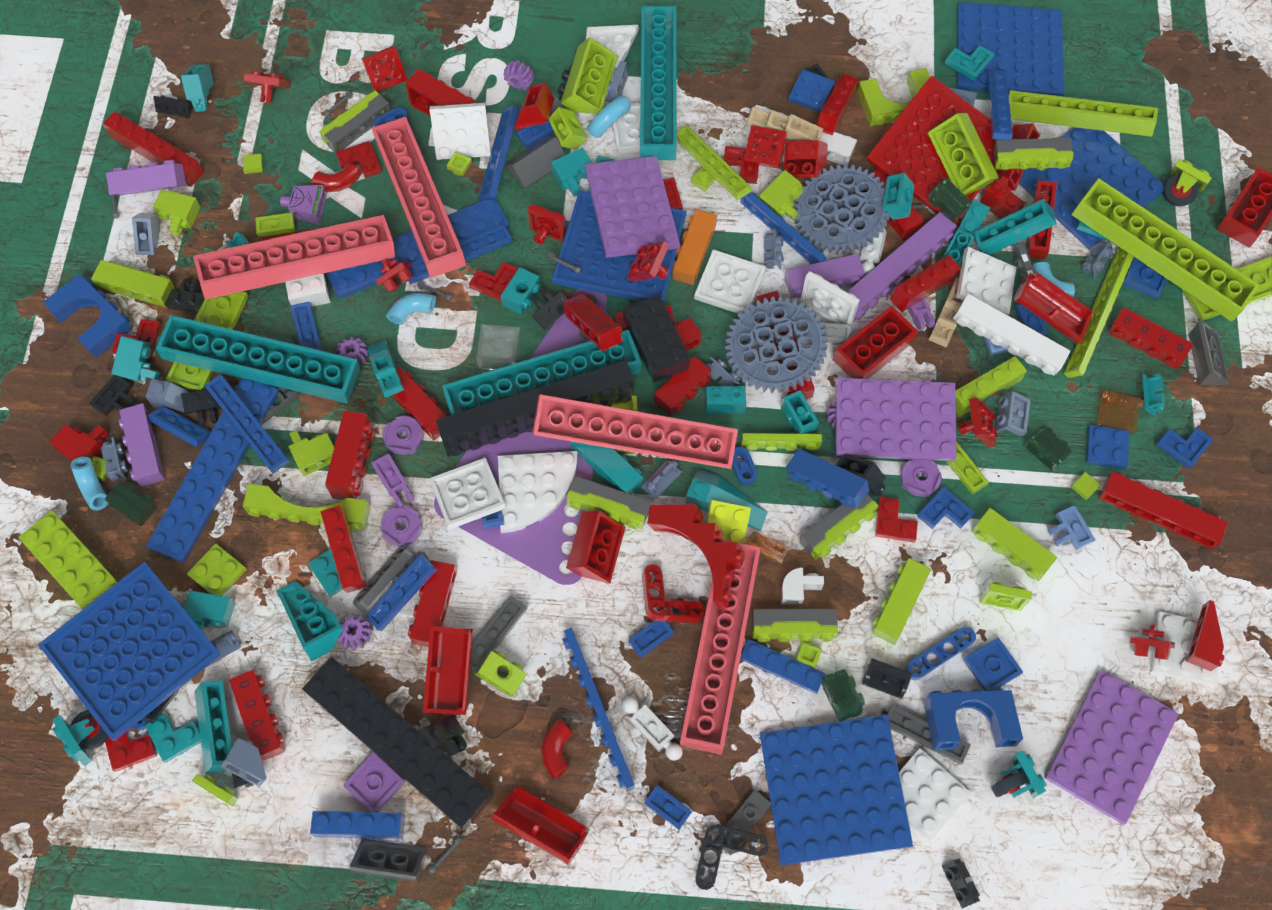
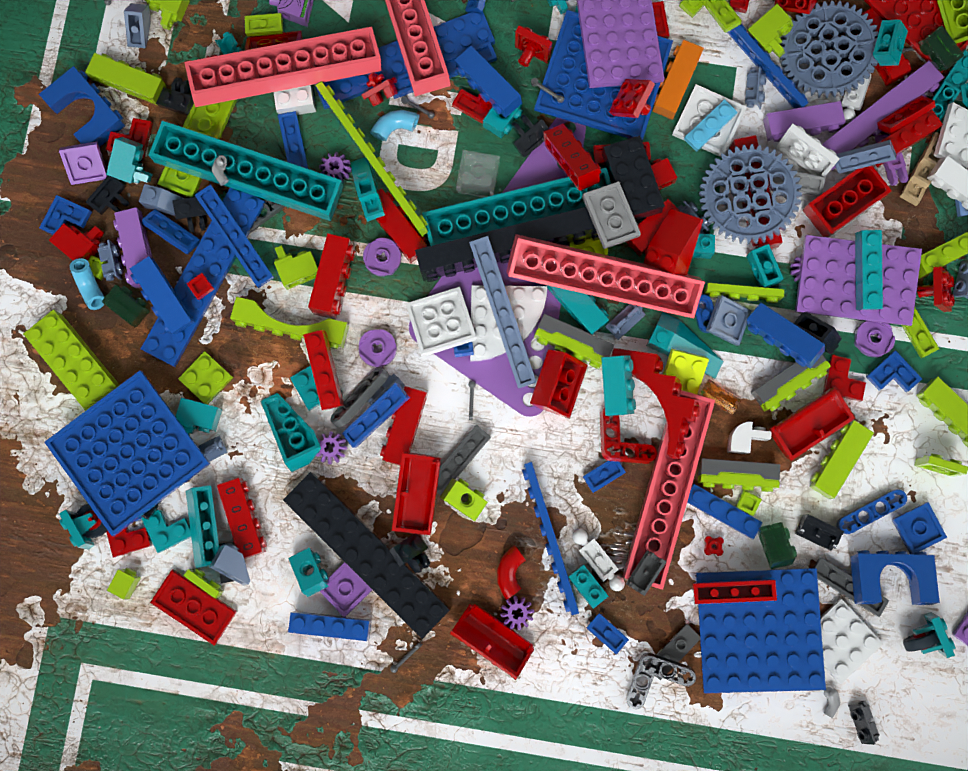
camera: 10 degrees right, 15 degrees up
(68, 414) = (63, 211): none -> blue plate
(88, 365) = (83, 163): none -> medium lavender plate
(124, 797) = (124, 583): none -> lime brick
(169, 487) = (162, 295): none -> blue brick
(203, 819) = (193, 607): none -> red tile
(210, 475) = (200, 286): none -> red plate
(229, 355) = (218, 169): none -> light grey arm
(333, 777) = (301, 564): none -> teal brick
(389, 860) = (356, 659): dark grey slope -> none
(391, 478) = (369, 299): medium lavender hinge -> none
(393, 342) = (377, 163): none -> lime plate
(503, 259) = (487, 82): none -> blue brick
(504, 556) = (472, 384): none -> dark grey hinge
(531, 476) = (502, 312): none -> sand blue plate
(563, 786) = (519, 619): none -> medium lavender gear
(635, 370) = (611, 215): none -> light grey plate
(642, 756) = (587, 586): none -> teal brick
(657, 540) = (618, 385): none -> teal brick
(702, 731) = (645, 573): none -> dark grey hinge
(703, 395) = (674, 243): none -> red slope
(731, 285) = (710, 125): none -> medium azure plate
(767, 470) = (728, 320): none -> sand blue tile
(771, 707) = (709, 541): none -> red plate
(800, 744) = (734, 591): none -> red brick
(864, 565) = (811, 423): none -> red container
(886, 300) = (865, 156): none -> sand blue plate
(903, 405) = (868, 270): none -> teal brick
(923, 260) = (906, 114): none -> red plate
(925, 861) = (834, 701): none -> light grey arm

